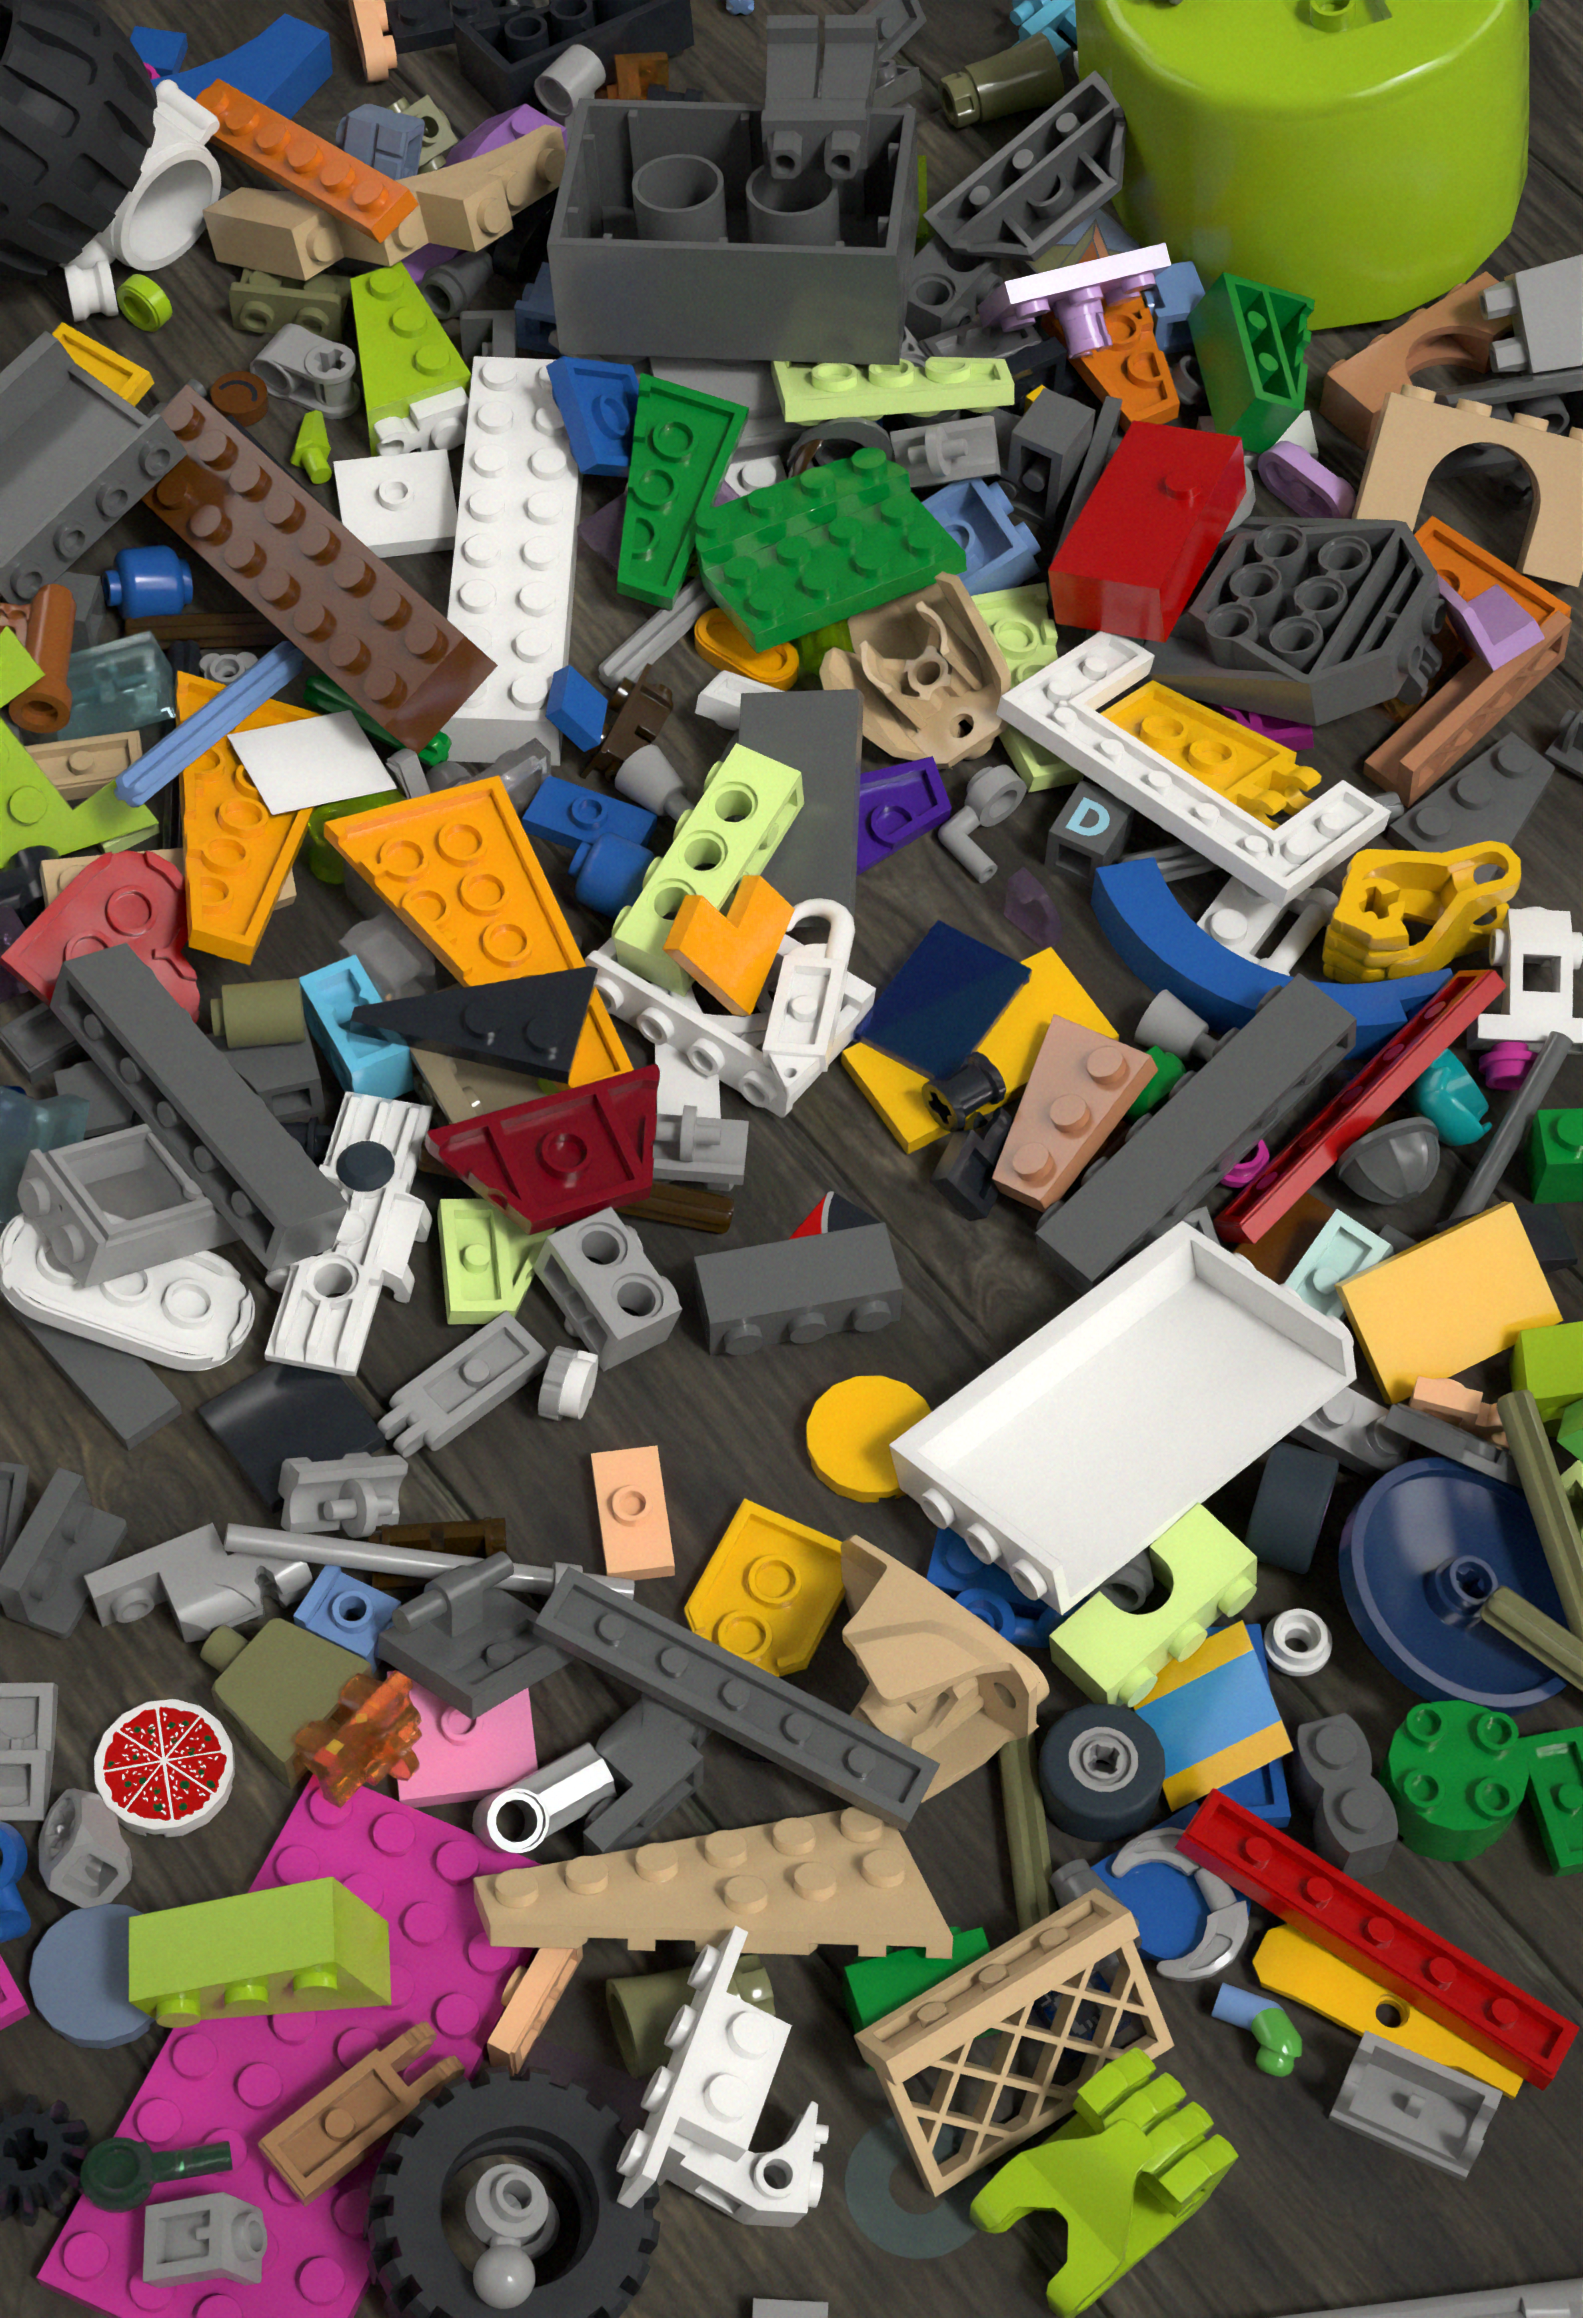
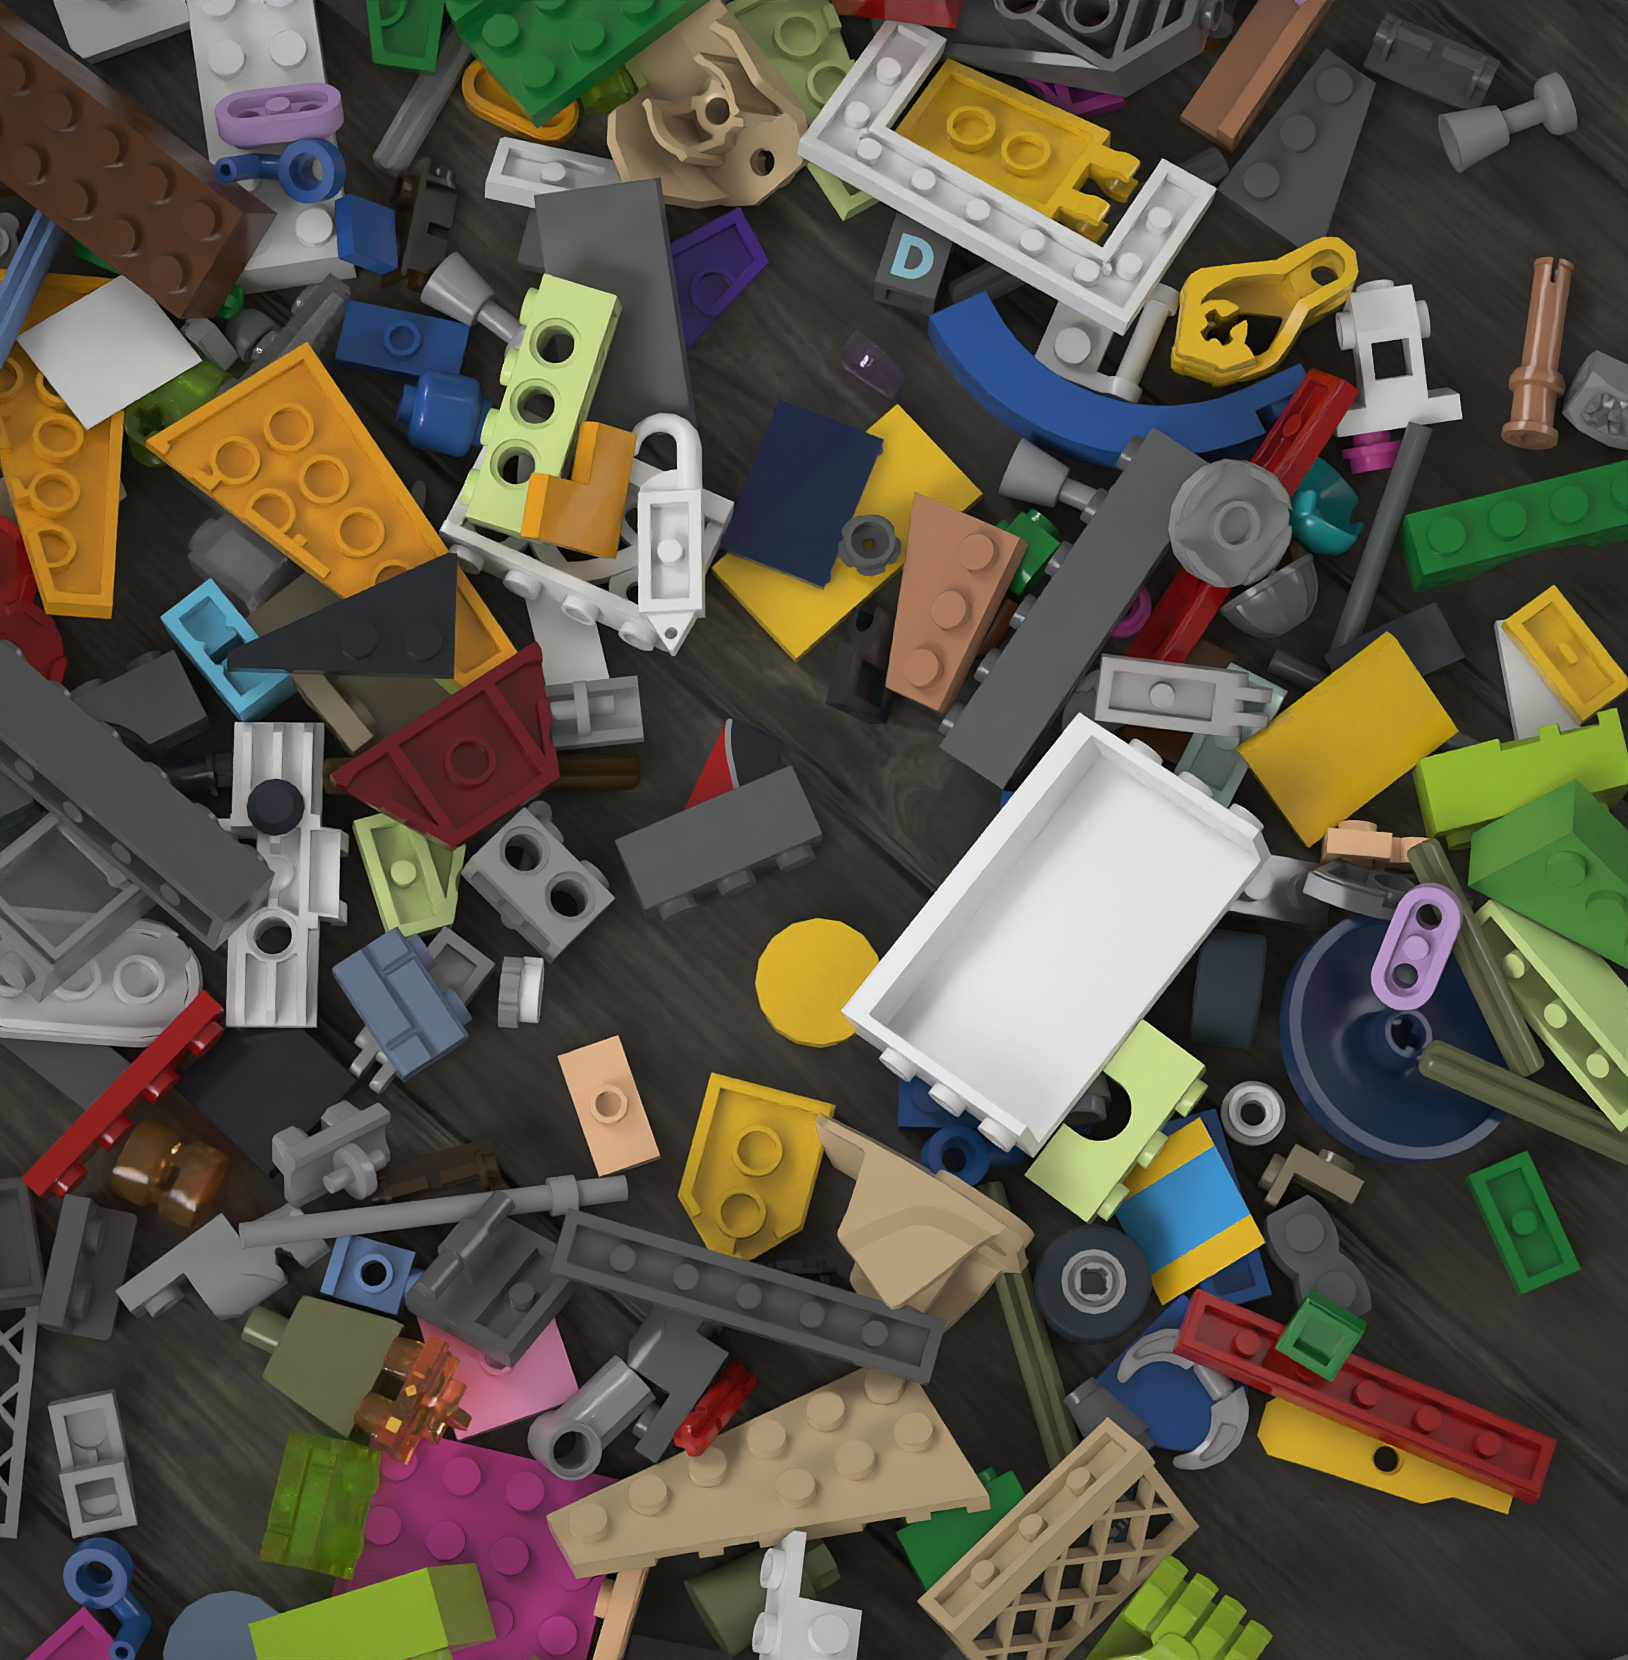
camera: 10 degrees left, 20 degrees up
(83, 1850) = (182, 1549): light grey rock -> none
(162, 1389) = (108, 1117): none -> red plate
(164, 1479) = (149, 1162): none -> clear orange wheel
(165, 1768) = (230, 1448): tile -> none
(239, 1827) = (321, 1505): none -> clear neon green brick
(259, 1013) = (133, 667): olive brick -> none
(446, 1361) = (402, 1003): none -> sand blue brick
(497, 588) = (279, 115): none -> lavender plate
(520, 633) = (291, 168): none -> blue plate
(677, 1813) = (715, 1409): none -> red axle
(963, 1091) = (841, 599): black bush -> none
(990, 799) = (806, 237): light grey plate -> none
(1004, 1038) = (869, 528): none -> dark grey plate
(1267, 2022) = (1281, 1492): bright green arm -> none
(1284, 1222) = (1177, 696): none -> light grey hinge
(1338, 1851) = (1321, 1335): none -> green tile
(1361, 1072) = (1230, 523): none -> light grey tile
(1366, 1704) = (1322, 1175): none -> dark tan bracket
(1415, 2105) = (1419, 1545): light grey hinge -> none
(1454, 1778) = (1414, 1229): green brick -> none
(1494, 1486) = (1417, 944): none -> lavender plate

